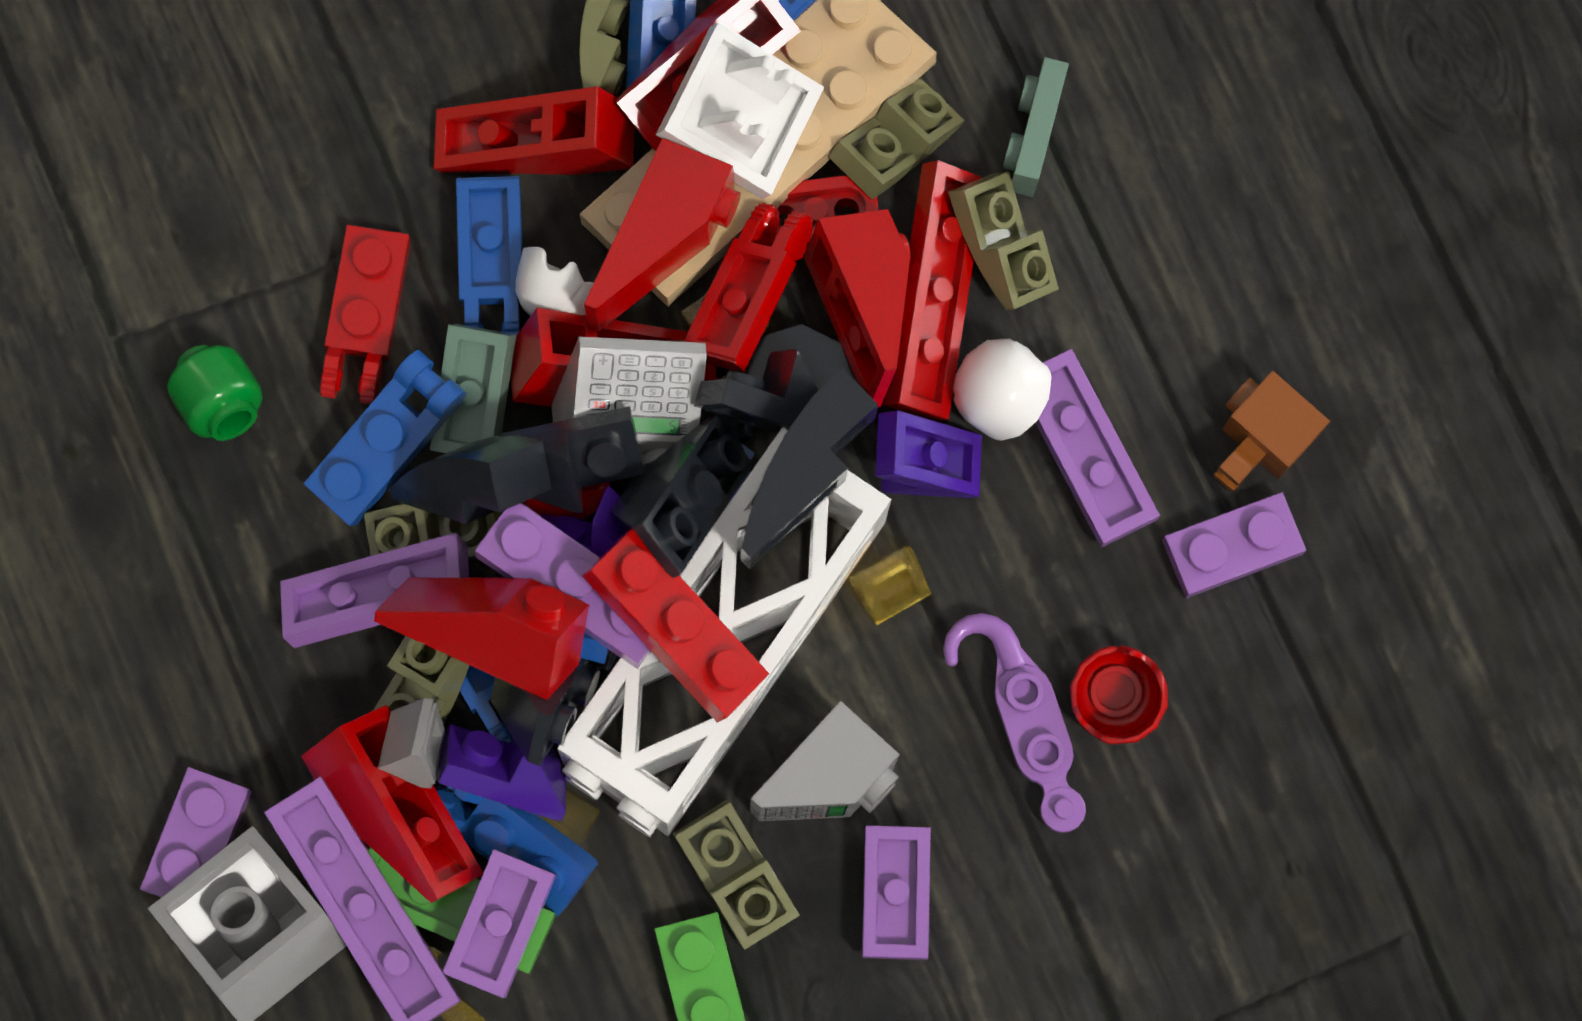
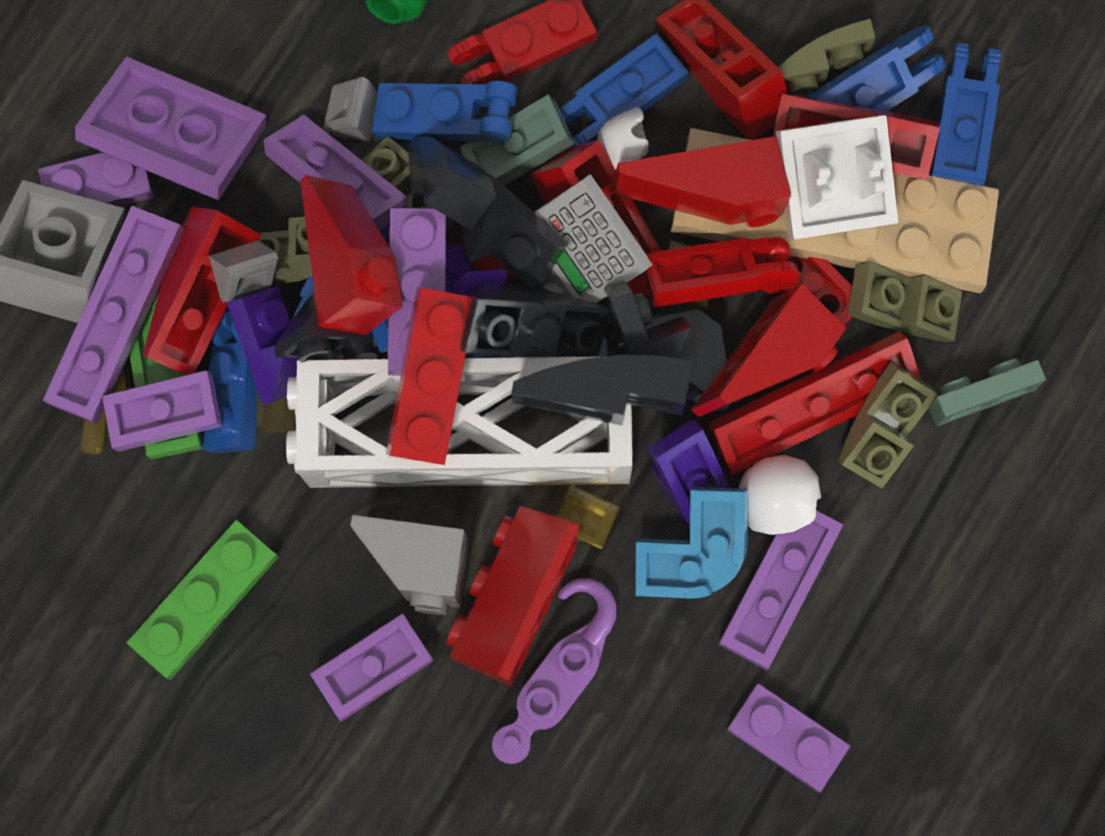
camera: 65 degrees right, 0 degrees up
(200, 722) = (171, 128): none -> medium lavender plate
(308, 532) = (351, 110): none -> light grey slope
(735, 874) = (311, 550): olive slope -> none
(925, 703) = (514, 593): none -> red slope
(1017, 504) = (708, 559): none -> dark azure plate
(1119, 694) = (618, 727): red hair -> none
(1271, 428) = (890, 706): dark orange brick -> none

